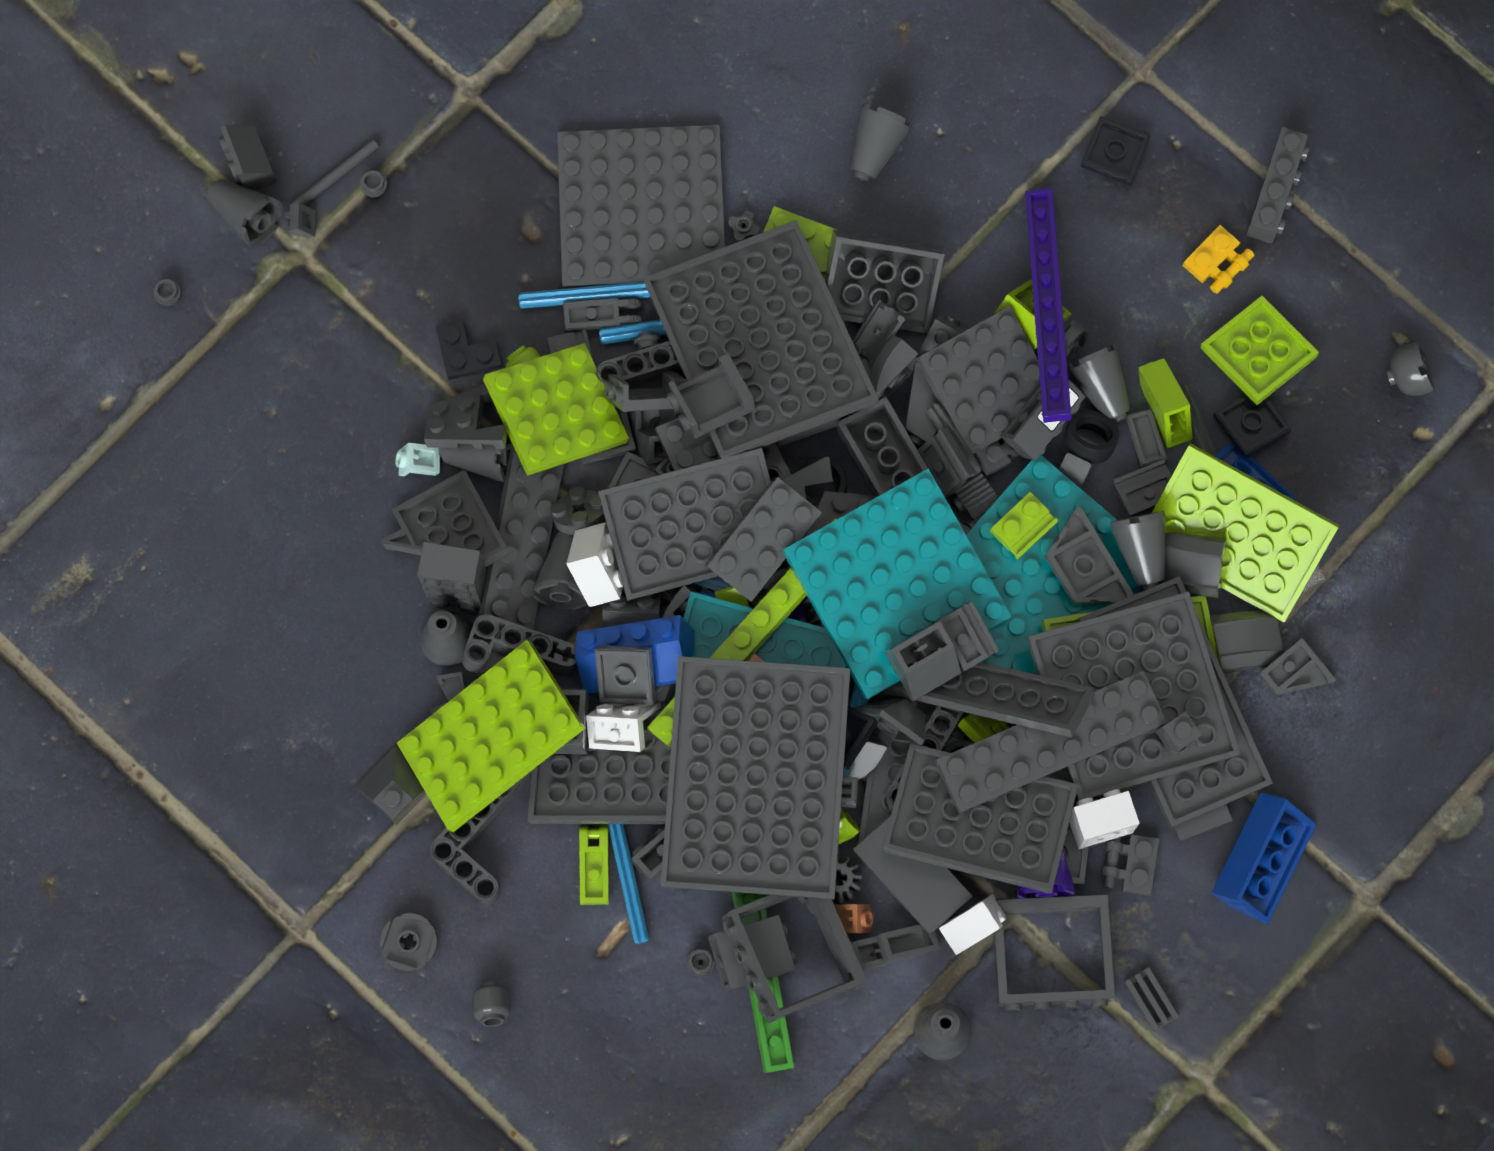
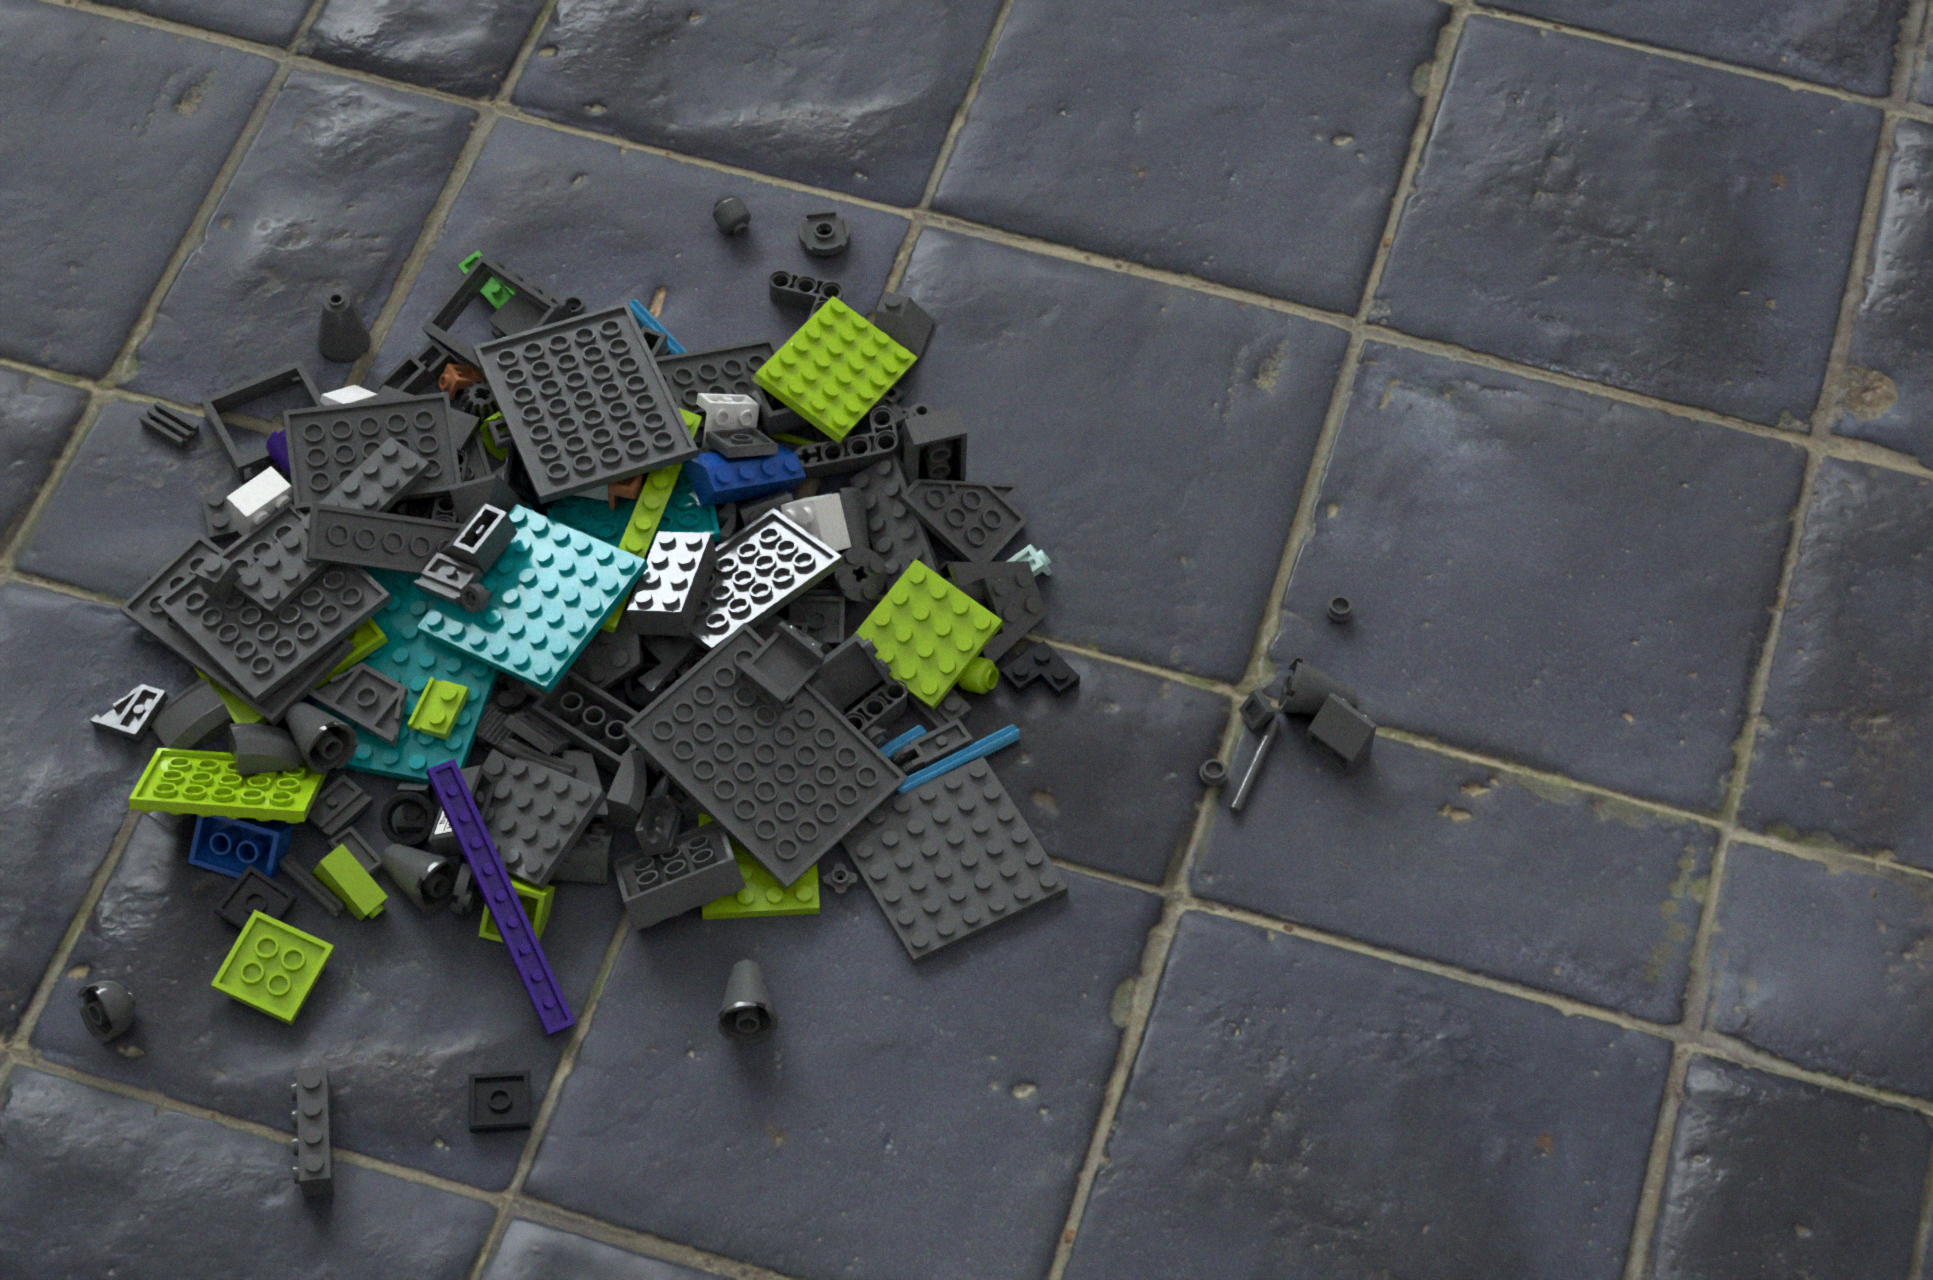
camera: 150 degrees right, 20 degrees down
(594, 866) = (695, 329): lime plate -> none
(952, 594) = (474, 597): none -> dark grey tile
(1212, 253) = (358, 1047): yellow plate -> none
(1264, 857) = (107, 555): blue slope -> none

